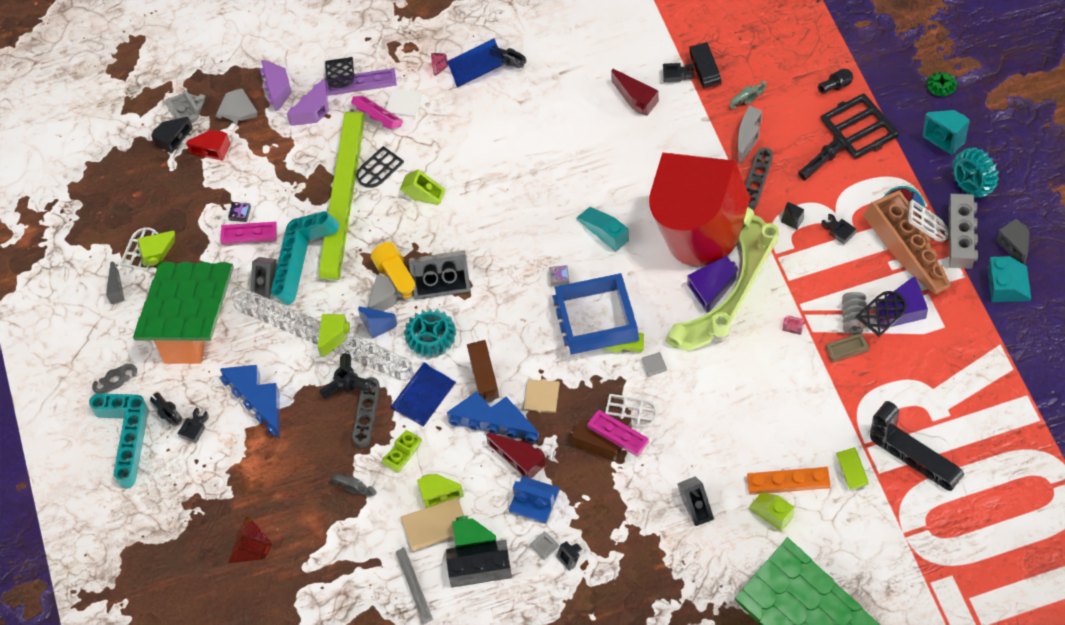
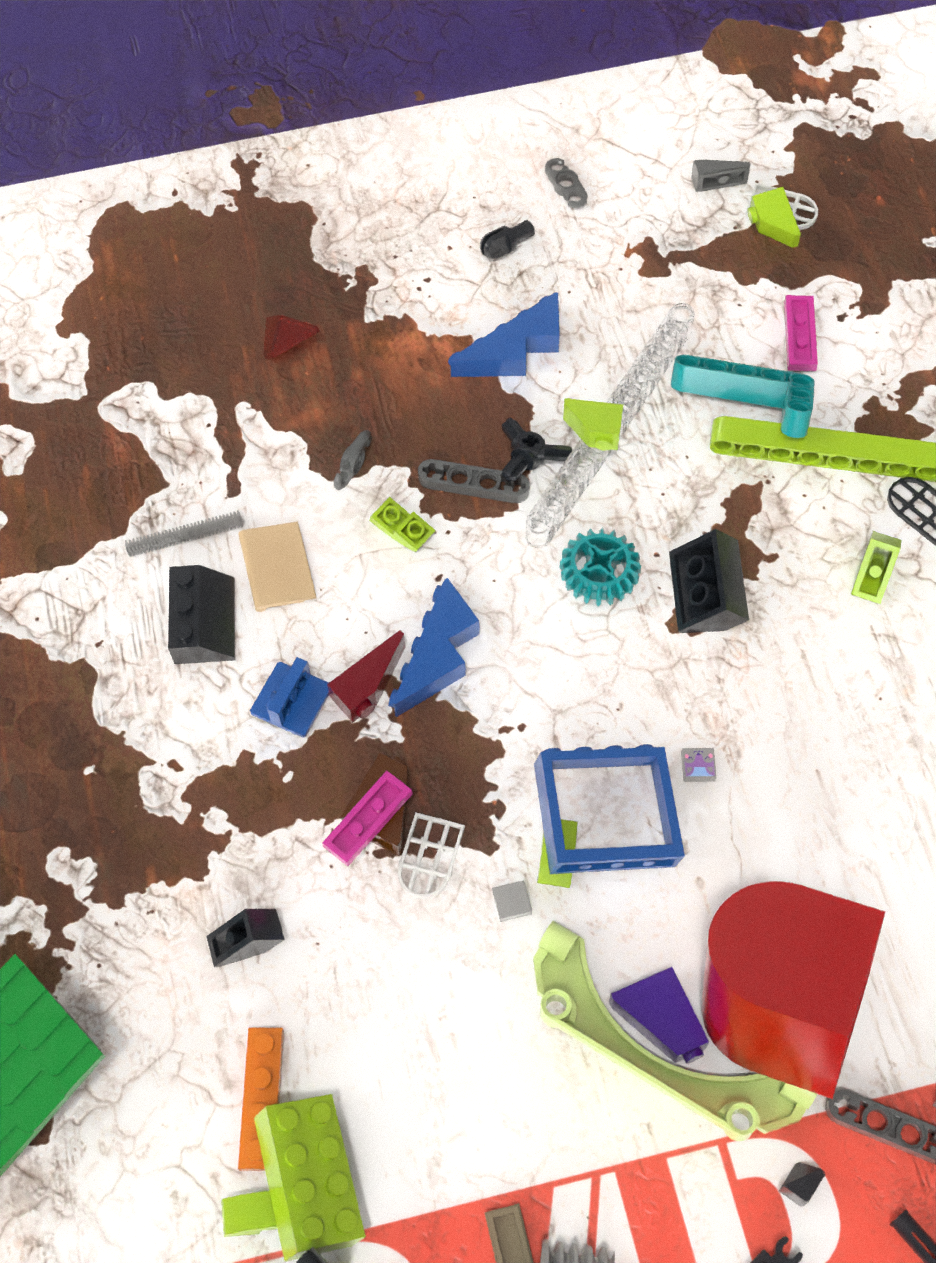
camera: 90 degrees right, 5 degrees up
(129, 432) = (473, 201): teal beam -> none
(183, 309) = (666, 244): green piece -> none
(193, 428) = (474, 269): black plate -> none
(239, 211) = (842, 322): black tile -> none
(263, 276) = (721, 343): dark grey slope -> none
(377, 321) = (624, 489): blue slope -> none
(383, 294) = (674, 504): light grey slope -> none
(390, 263) = (728, 512): yellow piece -> none
(423, 394) = (498, 558): clear blue piece -> none
(438, 489) = (327, 565): lime slope -> none
(470, 532) = (243, 605): green slope -> none
(483, 370) = (515, 634): reddish brown slope -> none
(541, 396) = (474, 724): tan piece -> none
(544, 545) = (215, 709): light grey tile -> none
(569, 554) = (186, 739): black tile -> none
(605, 227) = (789, 842): teal slope -> none
(773, 510) = (207, 1060): lime slope -> none
(793, 324) = (570, 1152): clear pink slope -> none
(830, 441) = (308, 1176): none -> lime brick

